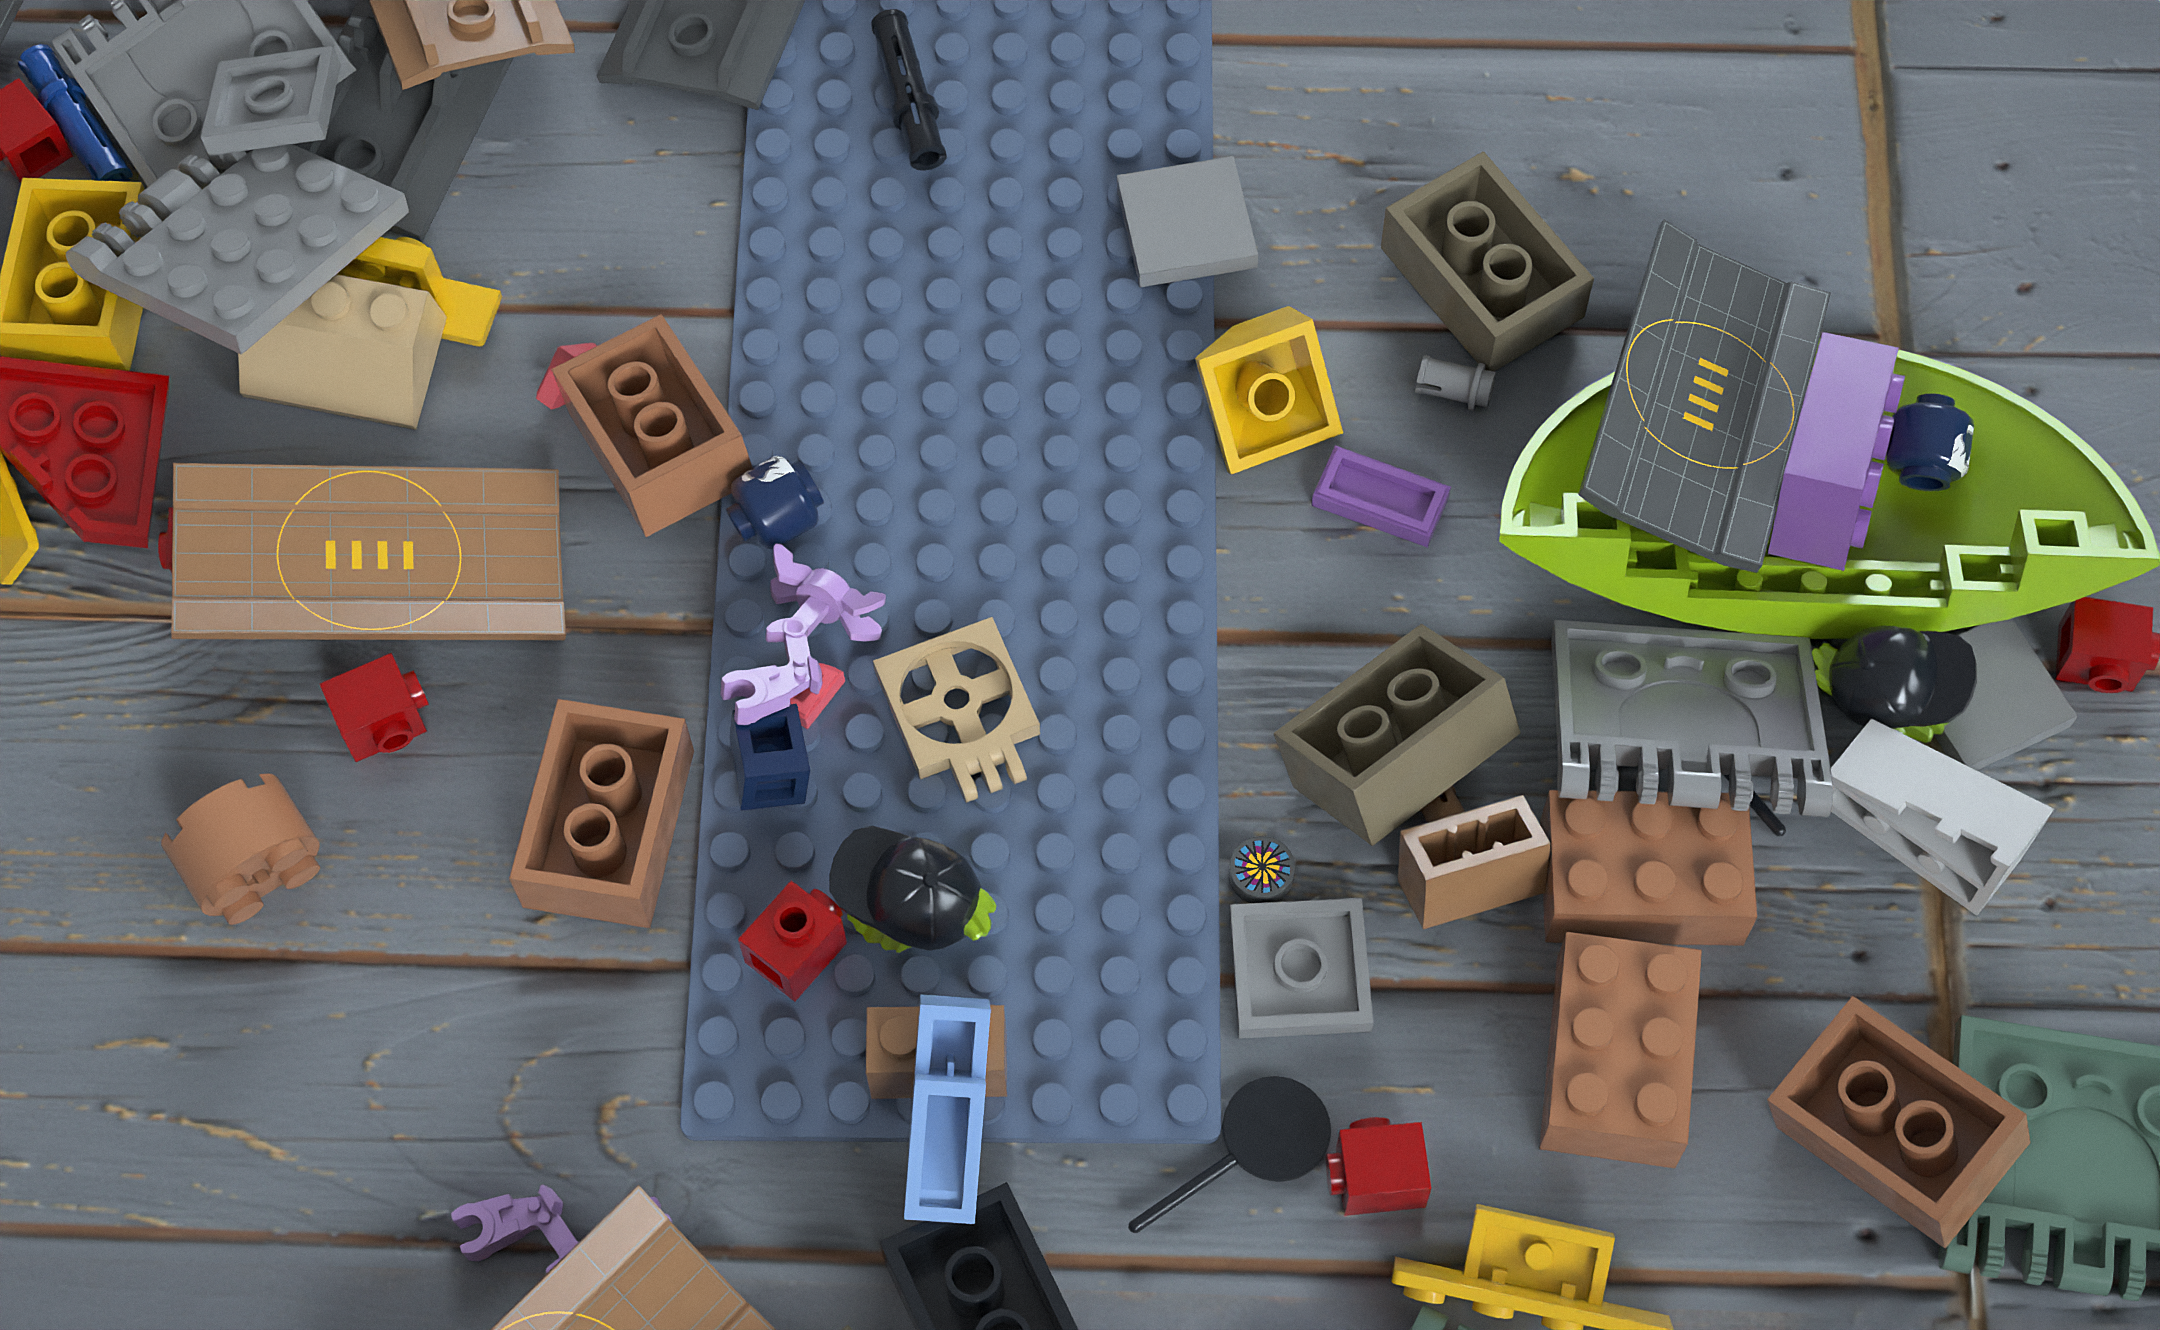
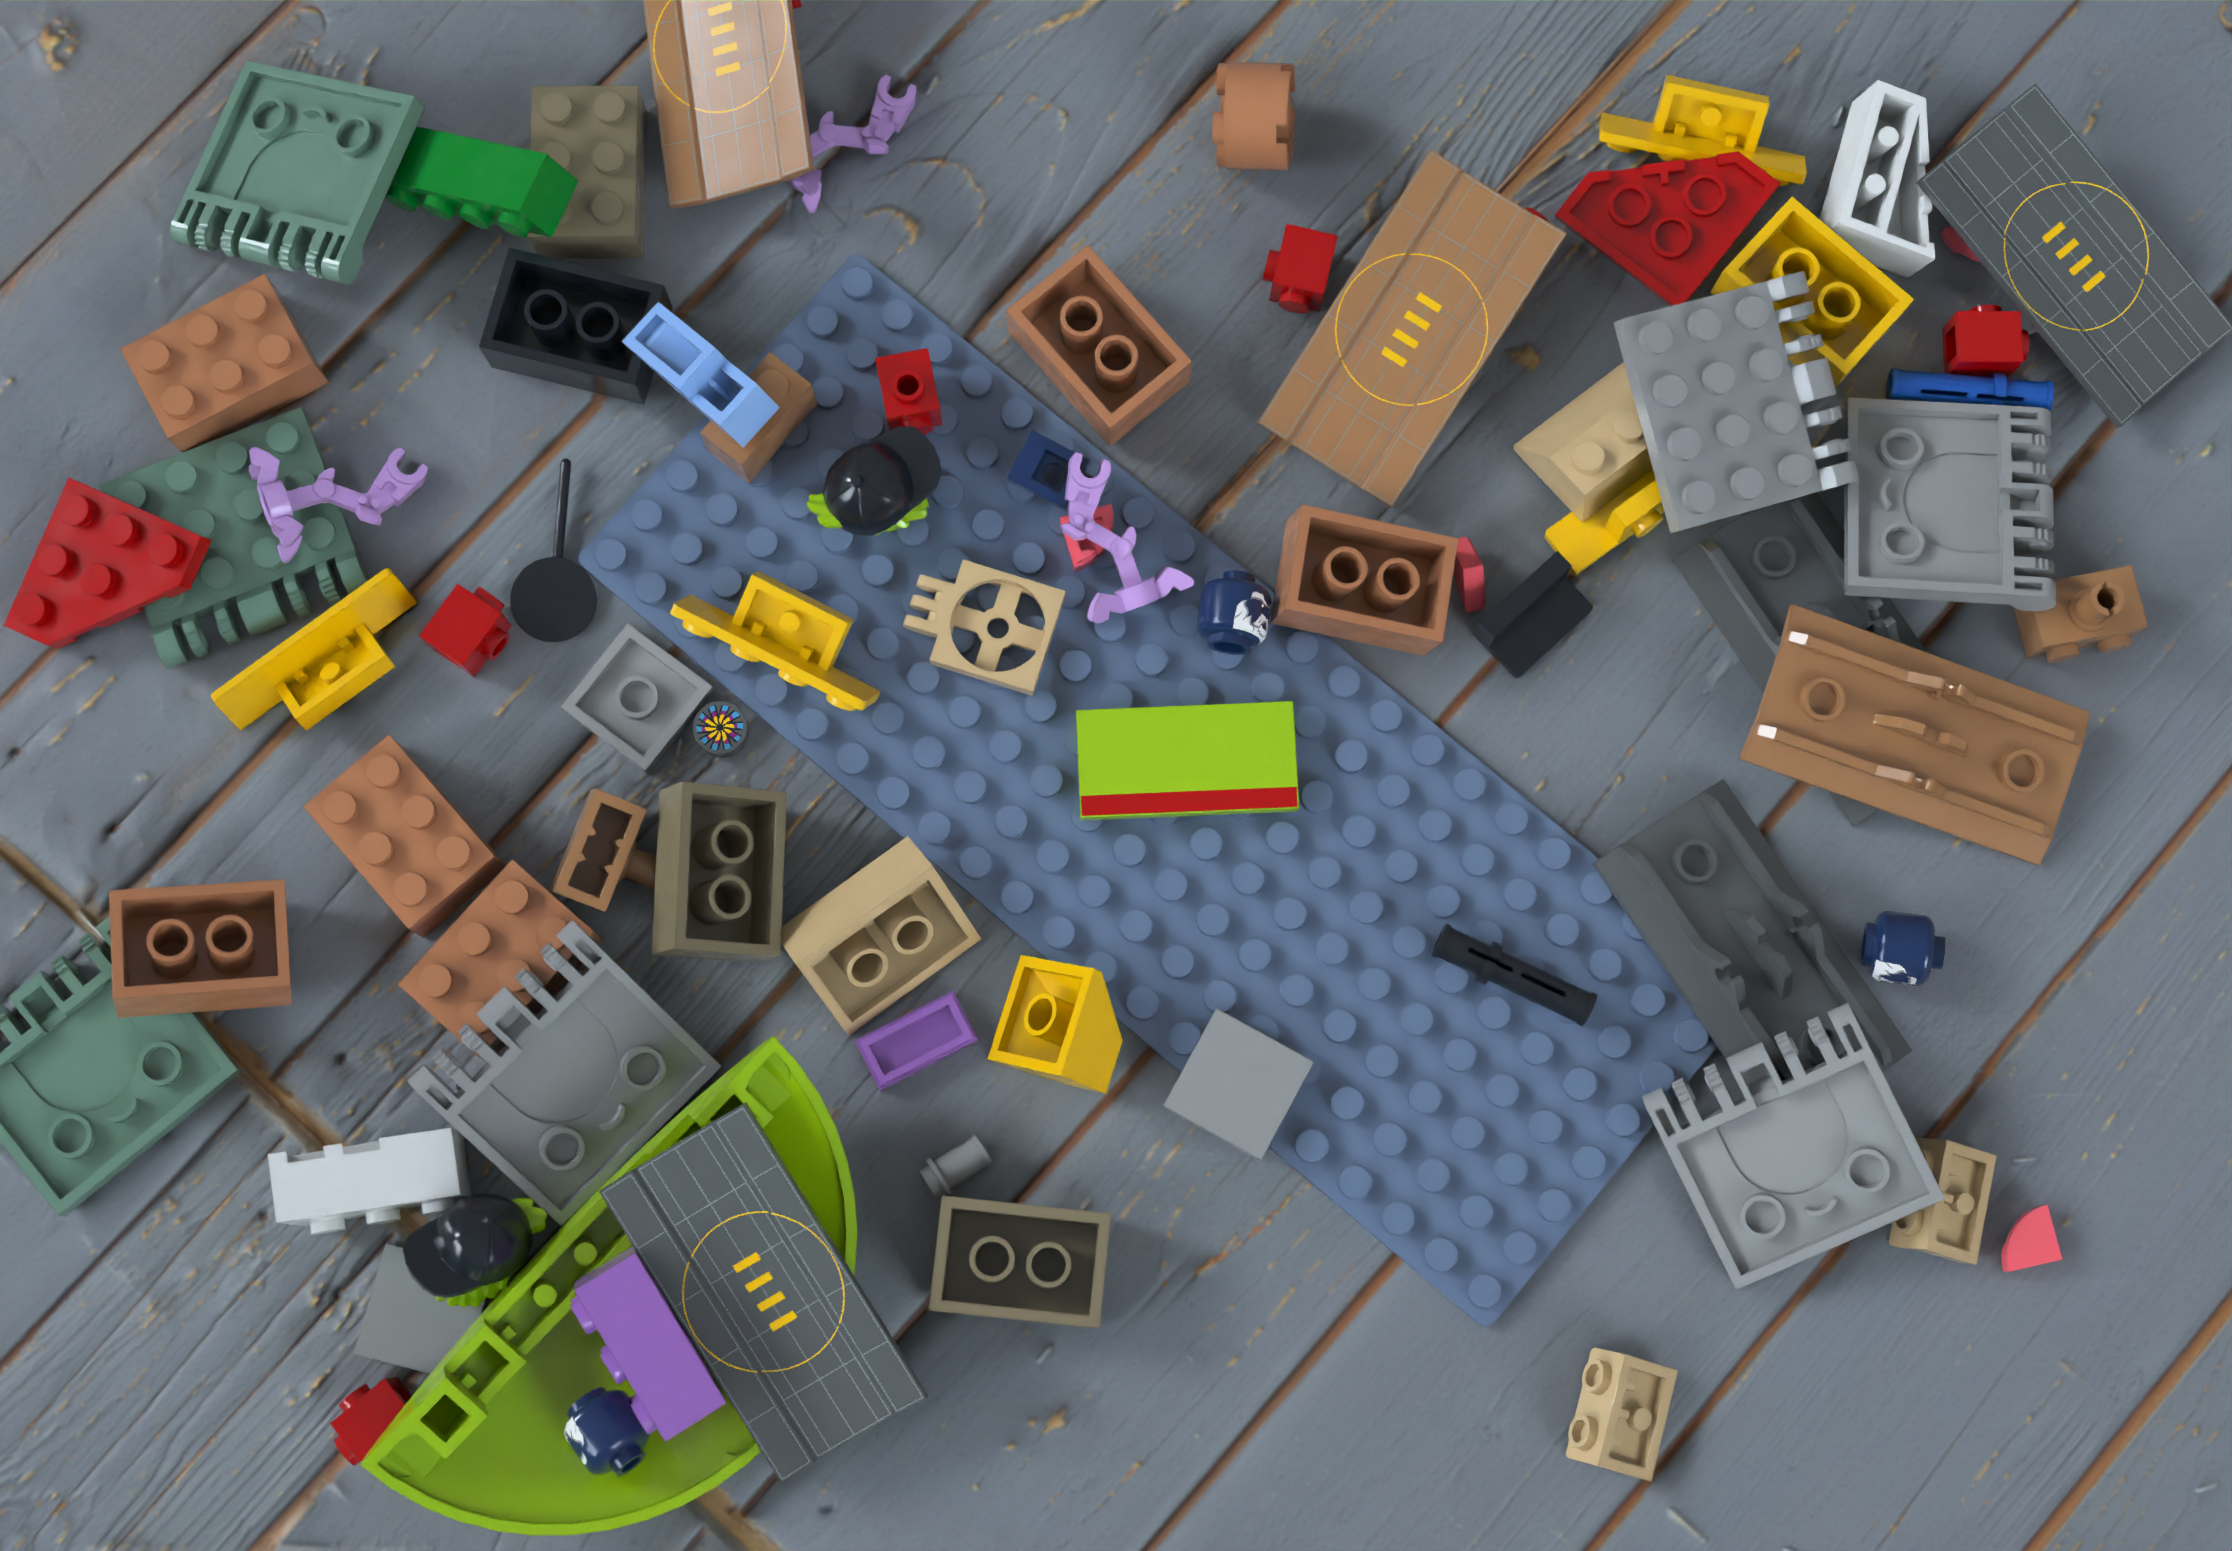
camera: 125 degrees right, 15 degrees up
(271, 100) = (1843, 500): light grey tile -> none
(566, 303) = (1533, 617): none -> black panel
(943, 457) = (1187, 760): none -> lime tile
(1130, 862) = (785, 632): none -> yellow bracket
(1320, 587) = (878, 935): none -> tan slope

